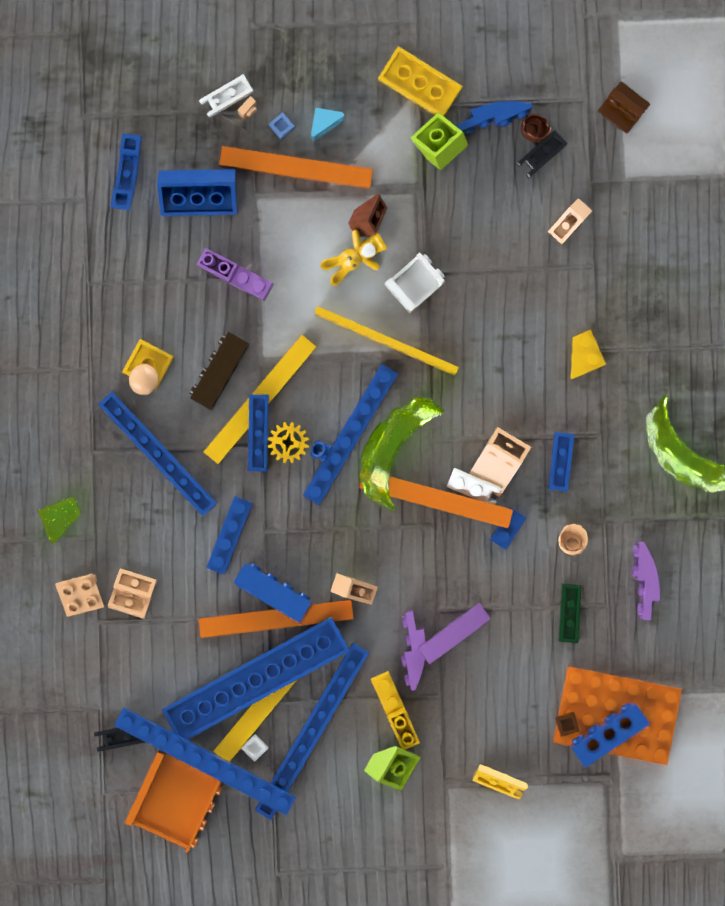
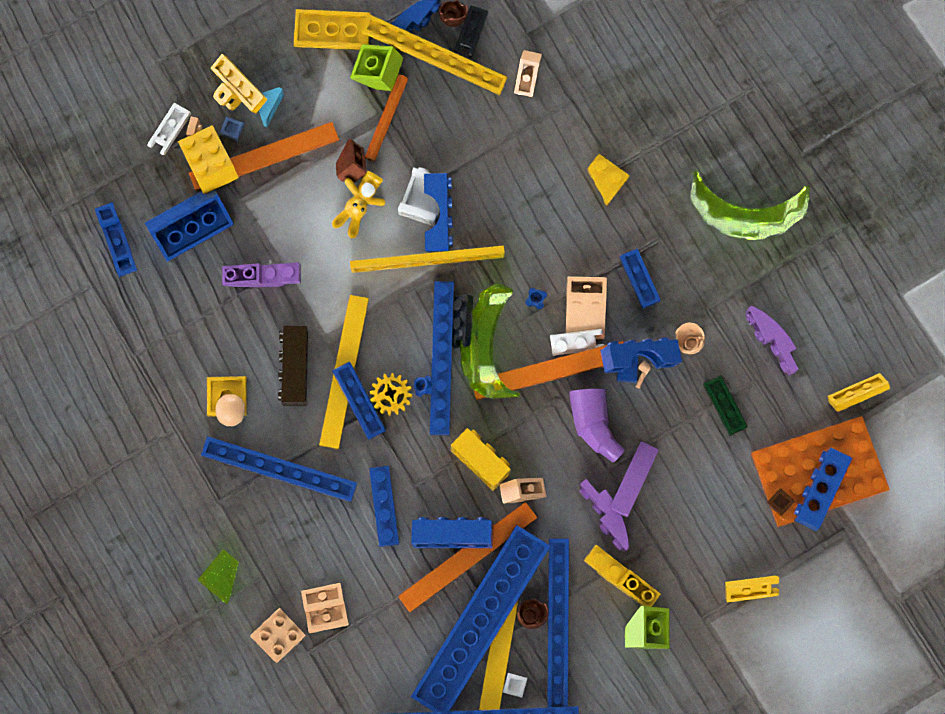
camera: 30 degrees left, 10 degrees down
(243, 145) = (208, 159): none -> yellow brick
(302, 698) = (532, 614): none -> copper hair
(305, 90) = (236, 87): none -> yellow plate
(333, 544) = (481, 459): none -> yellow brick
(385, 413) = (462, 321): none -> black hinge
(422, 192) = (386, 118): none -> orange axle
(429, 283) = (439, 237): none -> blue arch
(445, 565) = (592, 421): none -> medium lavender piece
(461, 433) = (541, 295): none -> blue plate
(496, 158) = (434, 54): none -> yellow tile
(502, 525) = (661, 353): none -> blue arch
(519, 542) = (645, 368): none -> light nougat hand
(691, 667) = (858, 392): none -> yellow plate

